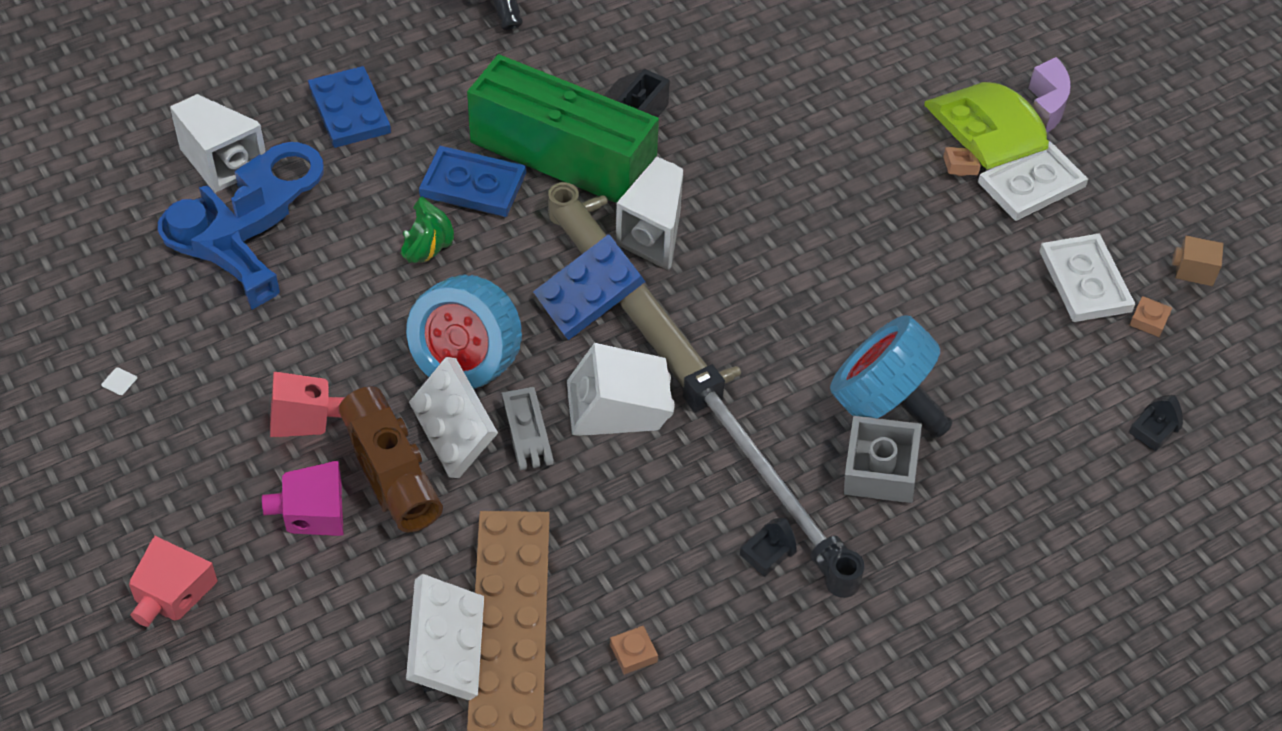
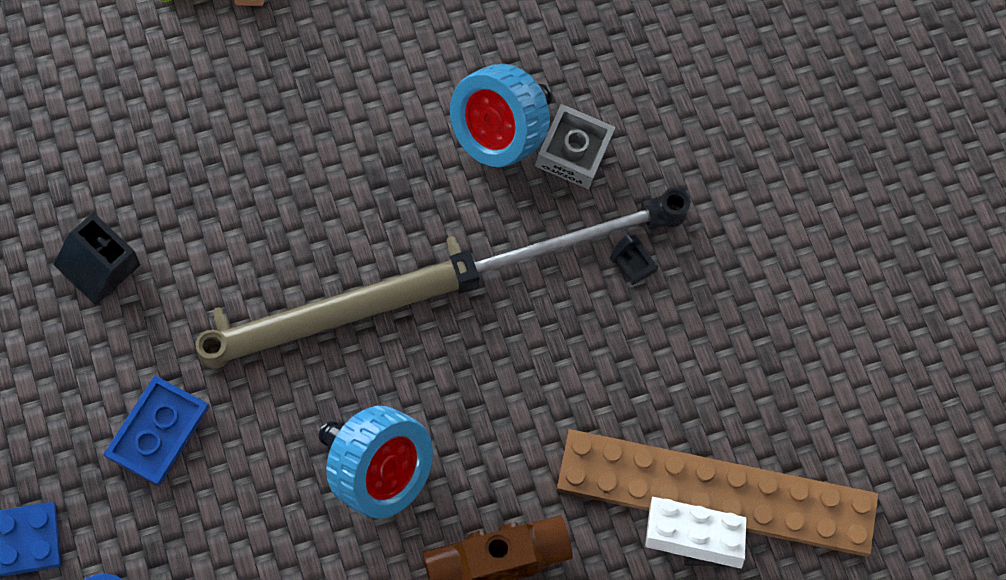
camera: 80 degrees left, 15 degrees up
(428, 234) = (223, 486): green hair -> none
(453, 417) = (459, 492): white plate -> none
(526, 427) = (475, 432): light grey hinge -> none
(560, 128) = (134, 326): green brick -> none
(588, 287) = (330, 344): blue plate -> none
(619, 392) = (457, 345): white slope -> none
(633, 650) = (712, 387): nougat plate -> none
(651, 212) = (259, 264): white slope -> none

